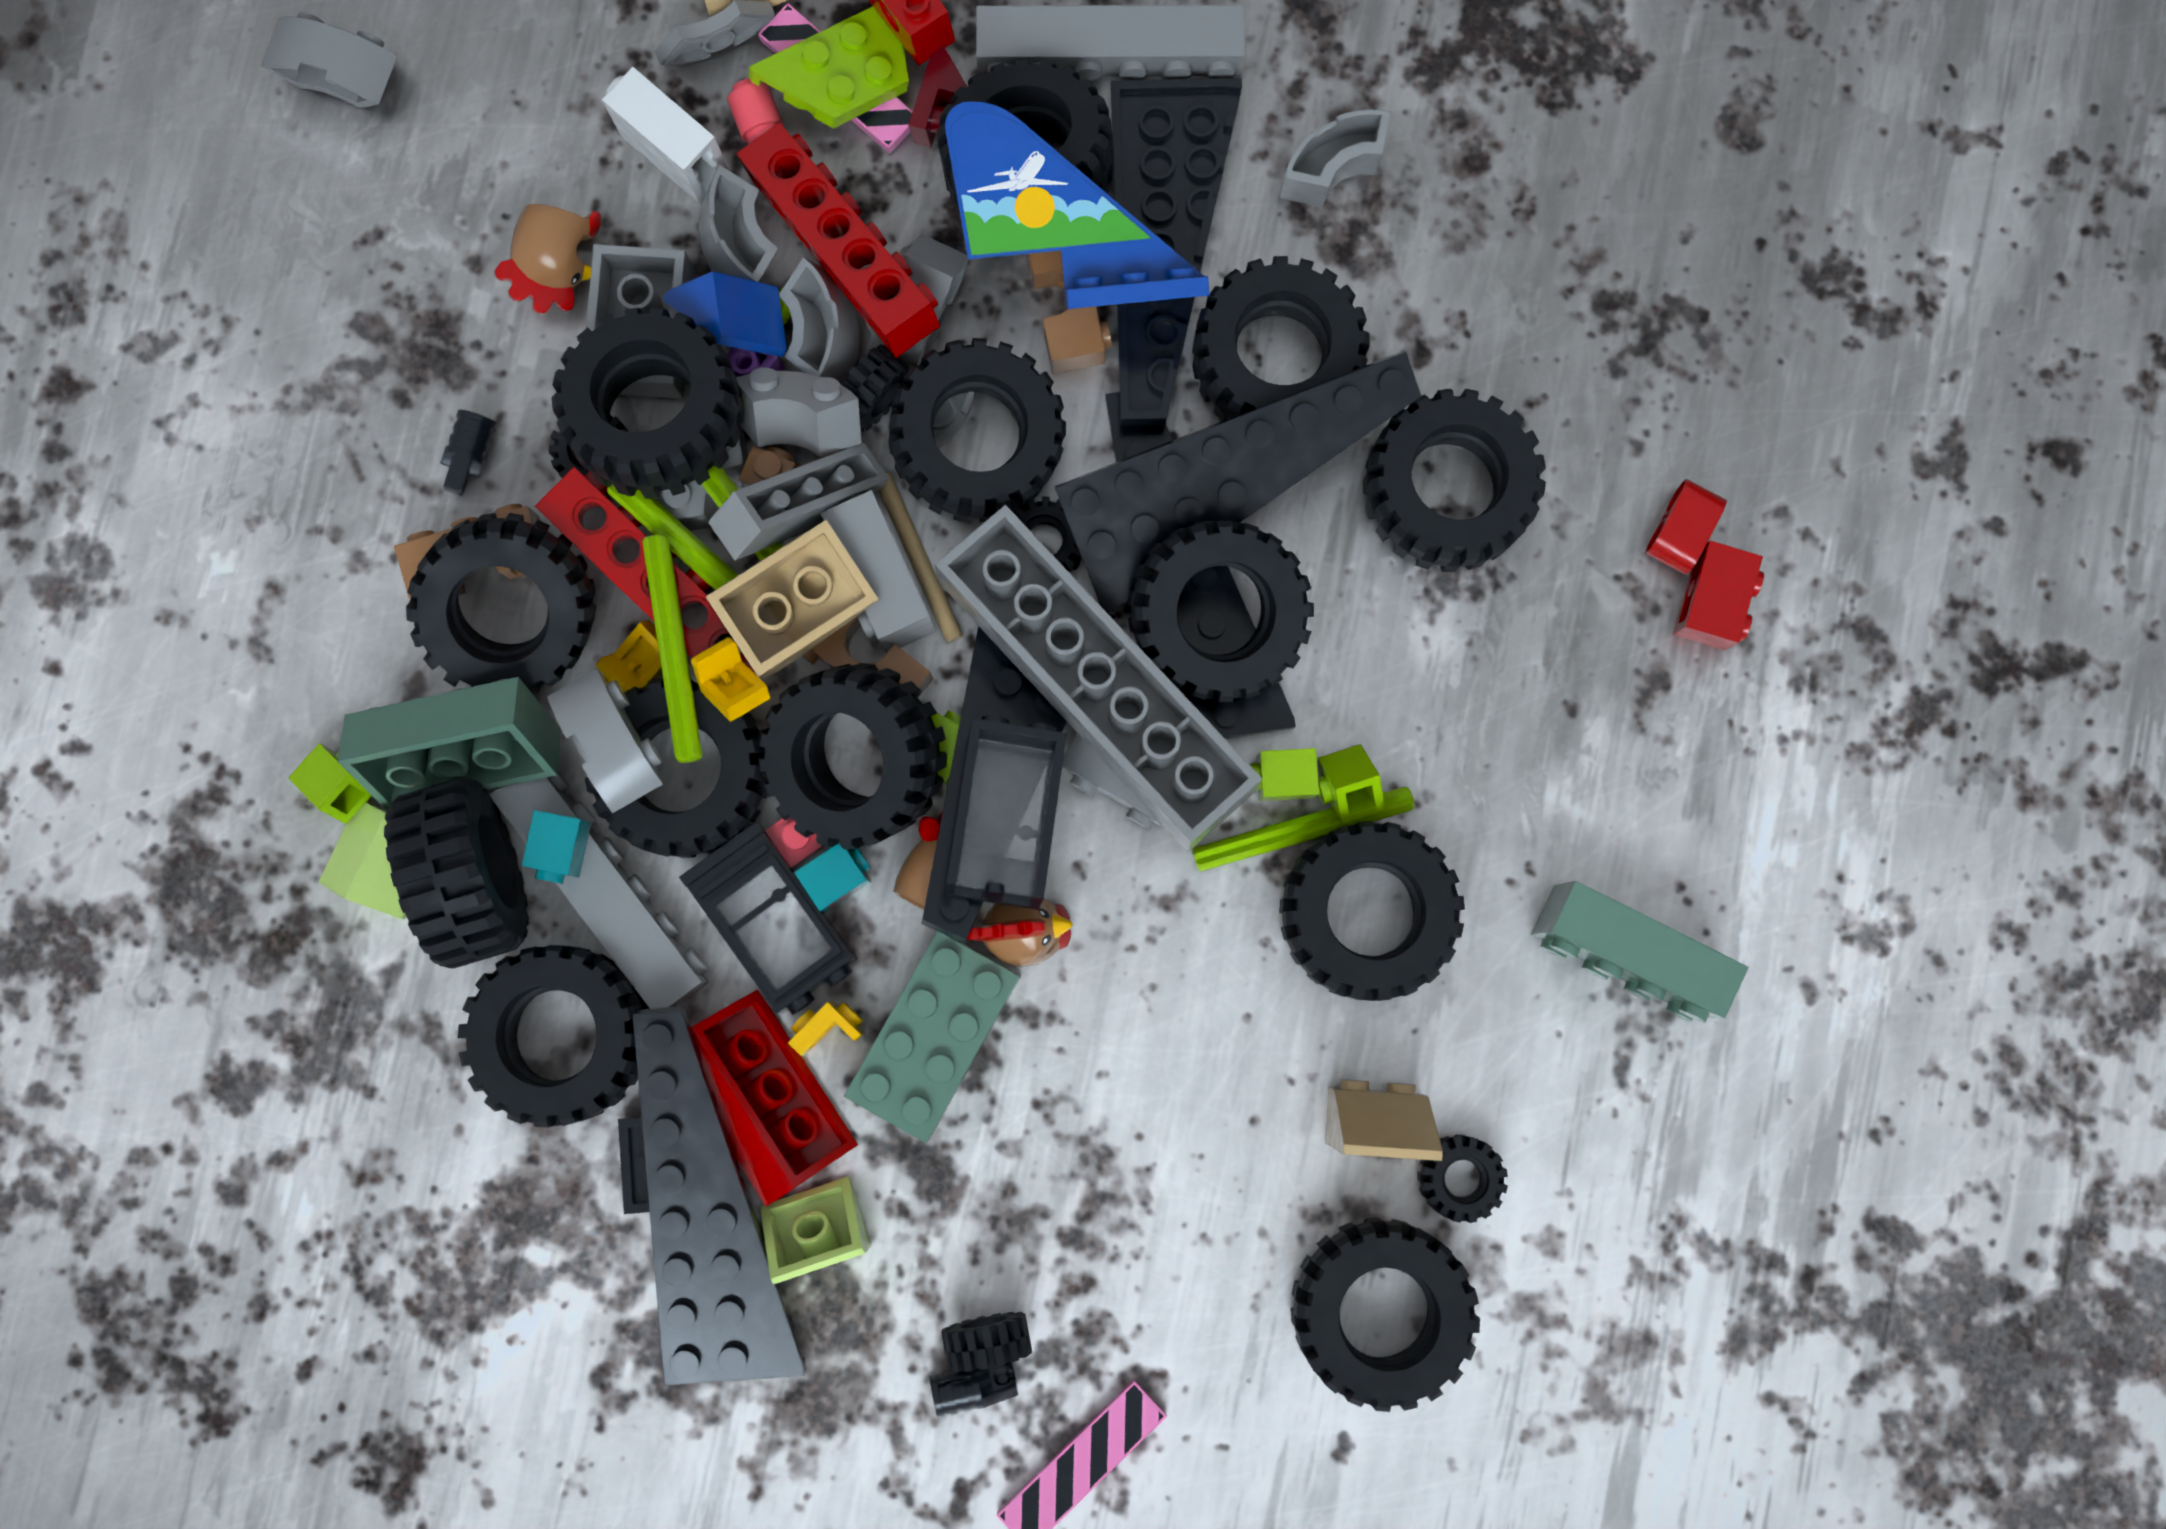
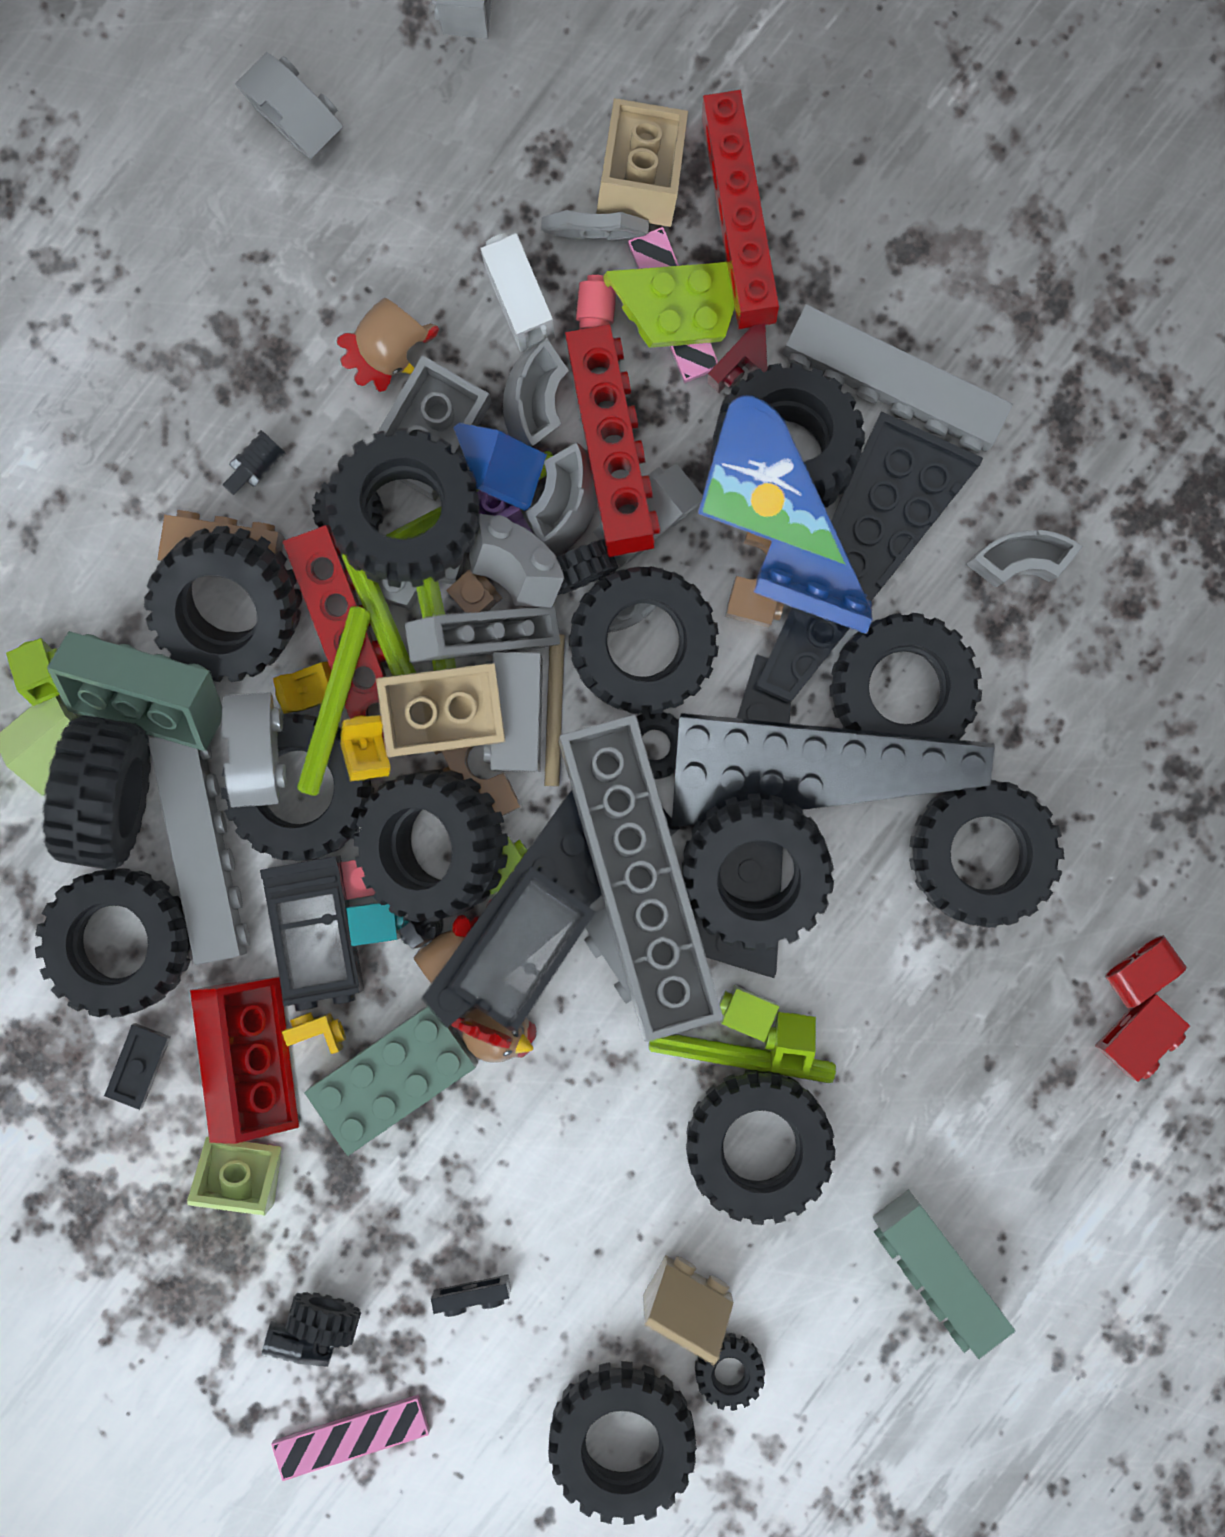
camera: 30 degrees right, 5 degrees up
(555, 846) = (179, 805): teal brick -> none
(708, 1251) = (154, 1149): wing -> none
(886, 857) = (420, 933): none -> black hinge
(1122, 1248) = (486, 1292): none -> black plate

